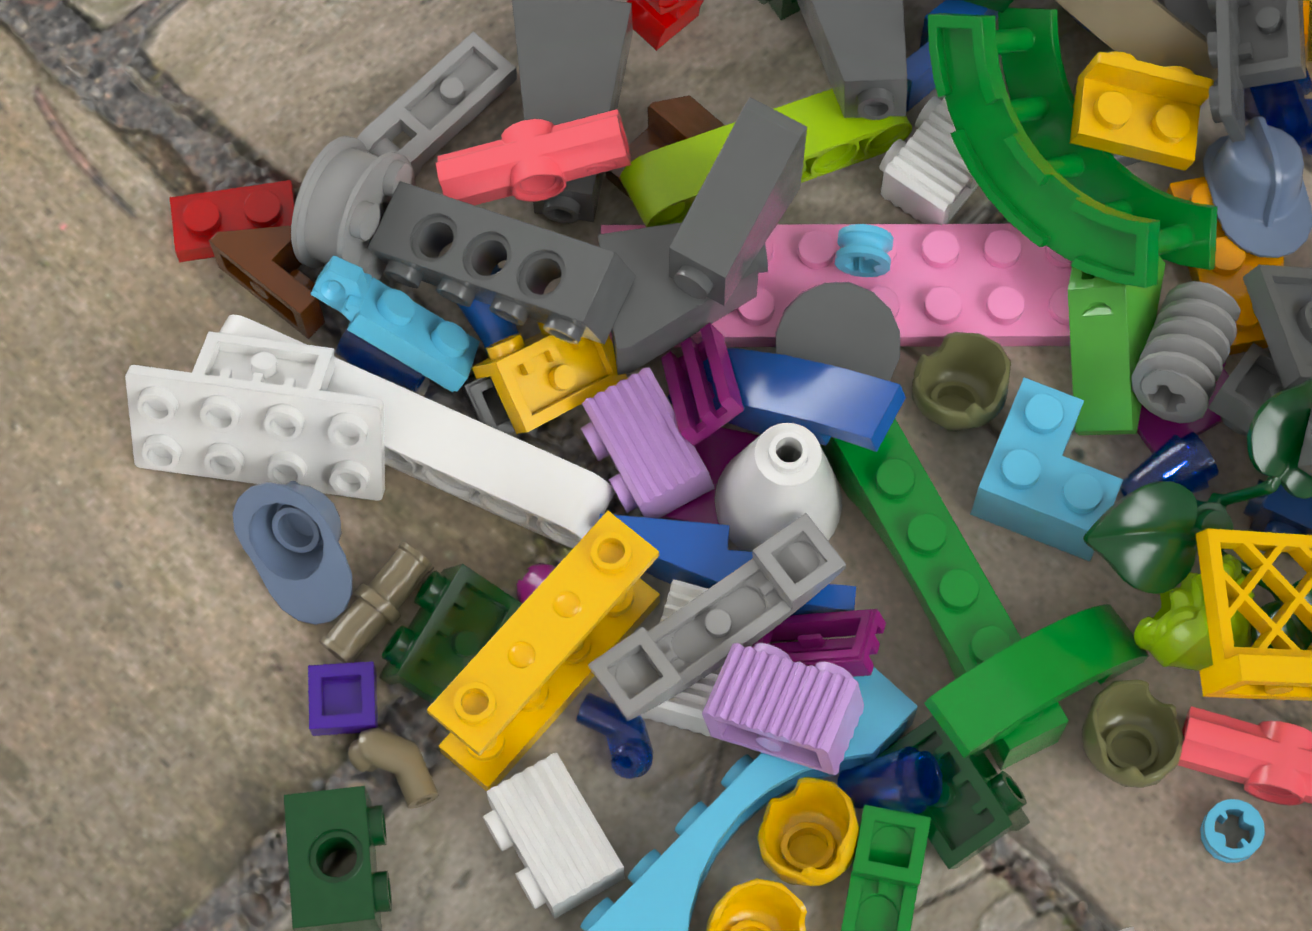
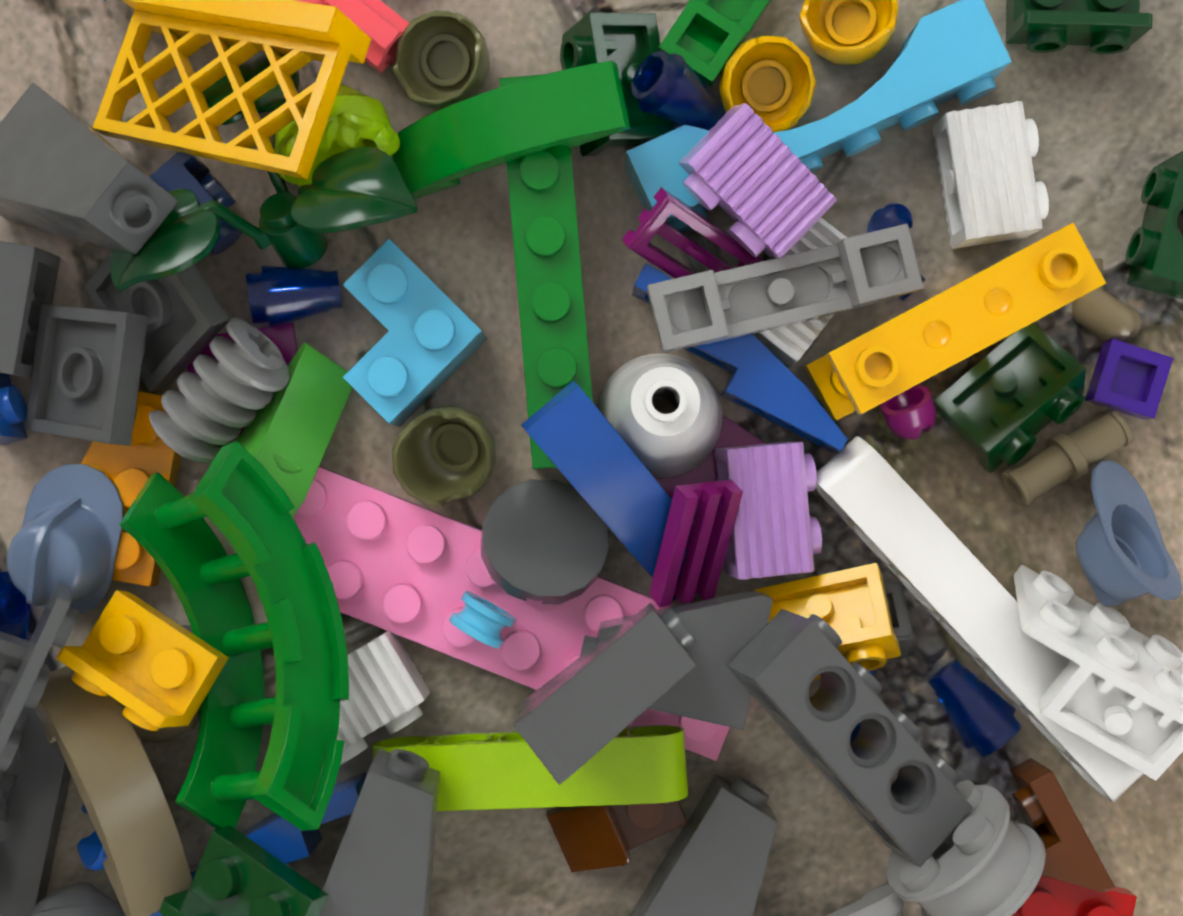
camera: 165 degrees left, 20 degrees up
(397, 324) = (961, 722): medium azure hinge -> none
(535, 159) = (773, 840): coral piece -> none

